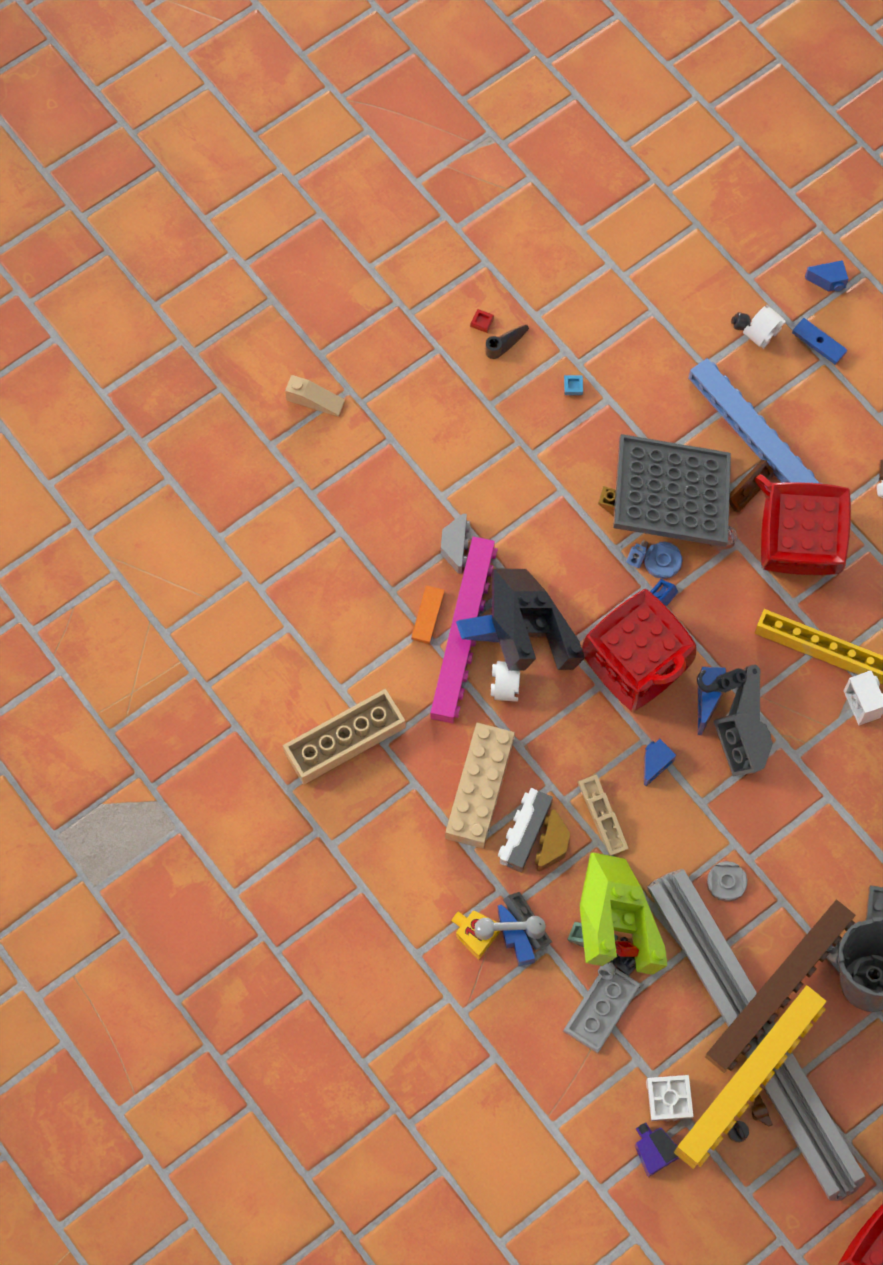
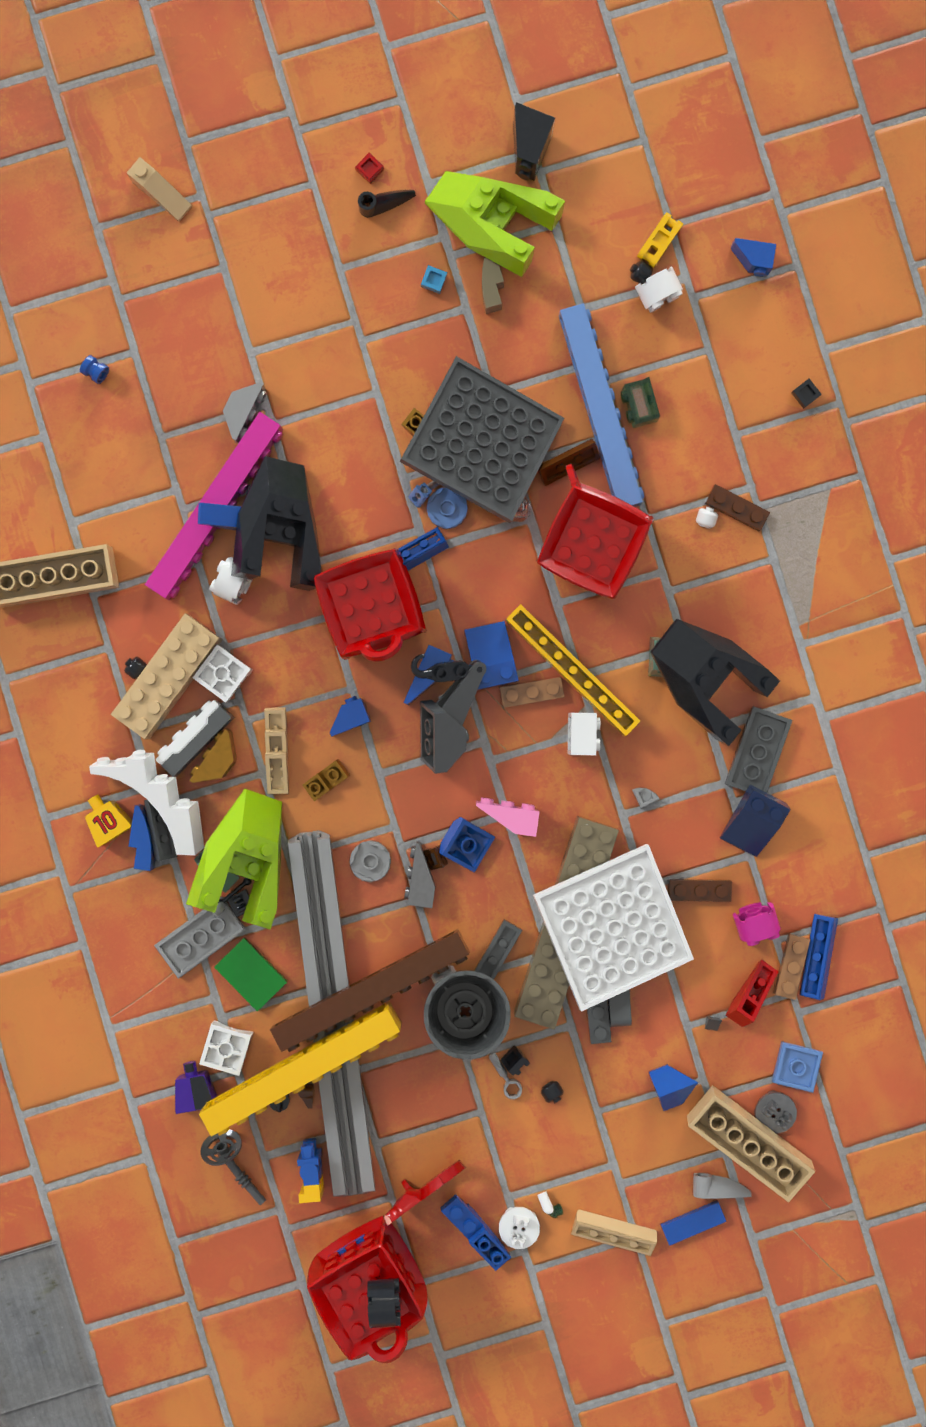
camera: 20 degrees right, 20 degrees up
(314, 555) = (95, 370): none -> blue wheel
(427, 614) = (186, 476): orange tile -> none
(446, 791) = (134, 667): none -> black piece
(492, 874) = (162, 792): none -> white arch
(528, 764) = (222, 673): none -> white piece
(534, 927) = (112, 825): light grey piece -> none
(592, 318) = (481, 209): none -> lime wedge
(606, 252) = (531, 139): none -> black slope
(622, 369) = (491, 282): none -> dark tan slope
(626, 949) = (239, 894): red tile -> none
(657, 824) = (326, 780): none -> pearl gold slope
(662, 1023) = (251, 974): none -> green tile
(707, 1196) = (224, 1157): none -> dark grey dish
(746, 291) = (660, 239): none -> yellow plate
(755, 652) = (493, 648): none -> blue slope
(783, 856) = (434, 858): none -> reddish brown slope
(783, 882) = (422, 883): none -> flat silver slope
(789, 418) = (640, 403): none -> clear green window
(798, 1180) = (311, 1172): none -> blue hips
(804, 684) = (532, 692): none -> medium nougat plate
(806, 831) = (465, 844): none -> blue slope
(812, 335) = (705, 316): blue tile -> none
(835, 791) = (517, 819): none -> bright pink slope

